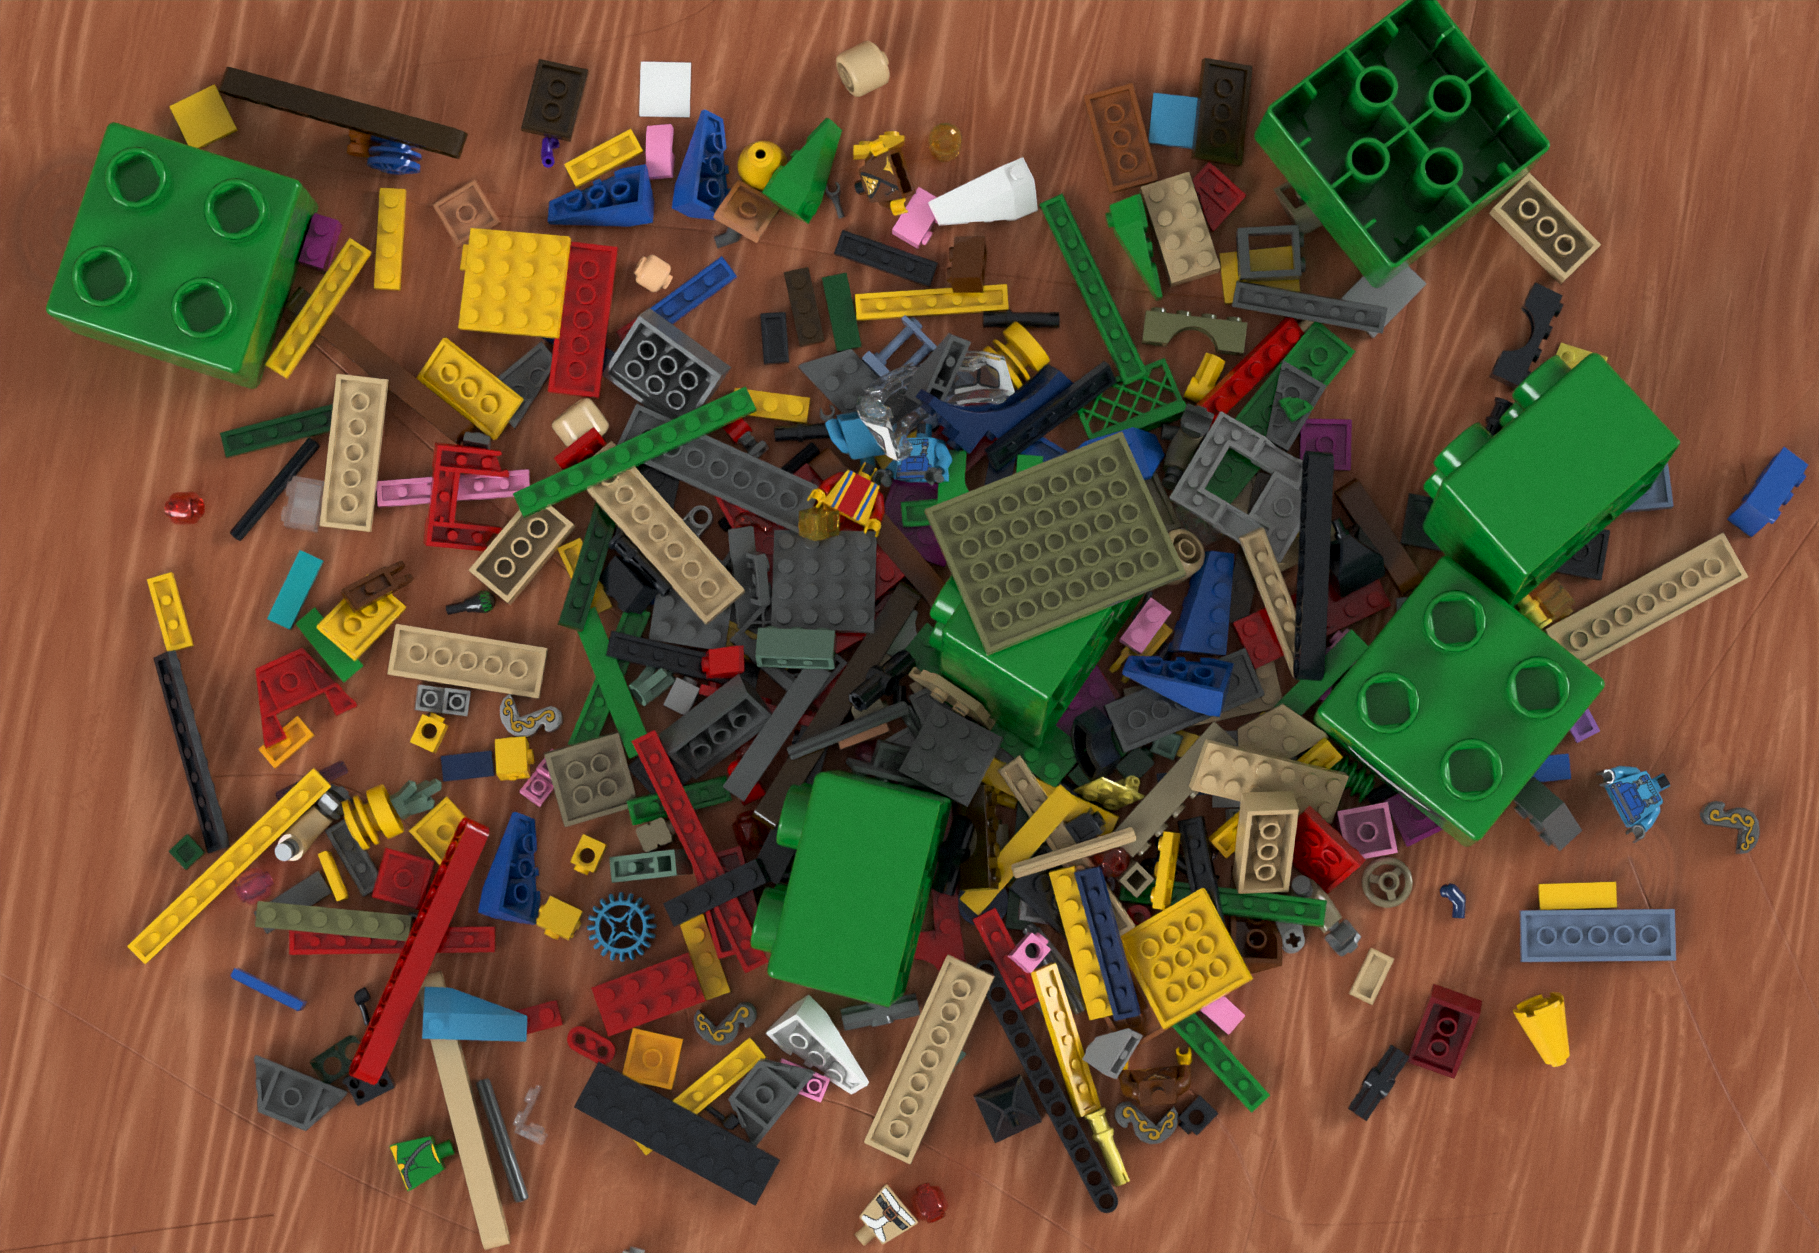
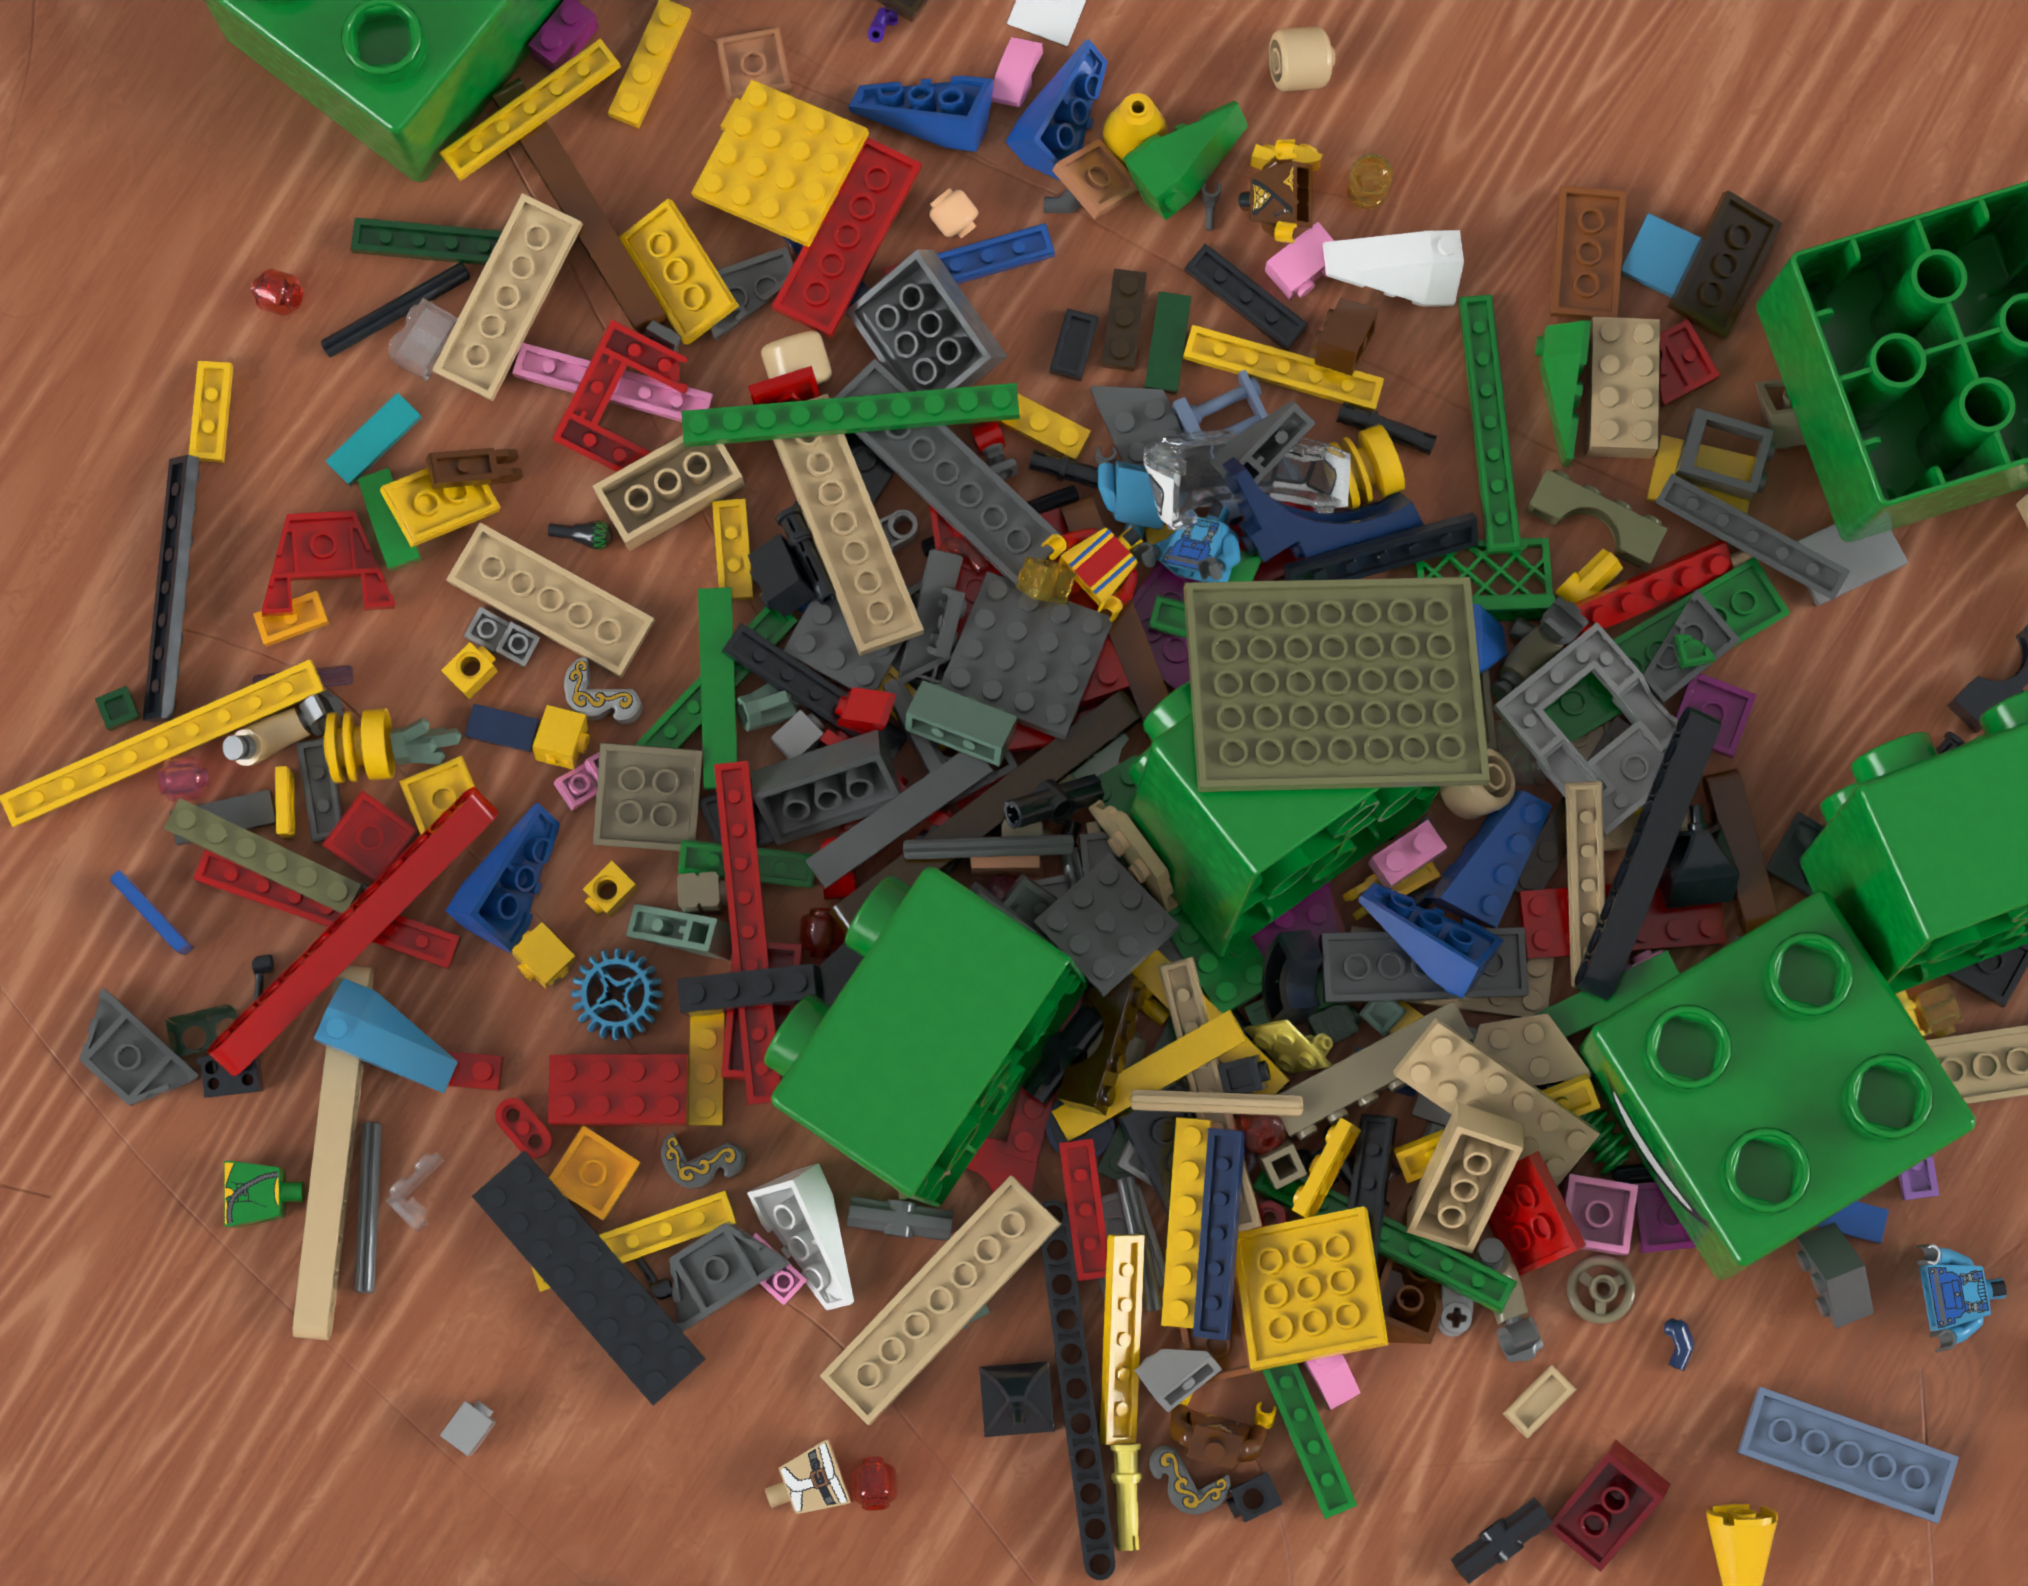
camera: 20 degrees right, 5 degrees down
(587, 570) = (738, 539): dark green plate -> none
(603, 158) = (944, 56): yellow plate -> none
(1022, 960) = (1102, 1213): bright pink brick -> none
(1577, 895) = (1838, 1395): yellow tile -> none

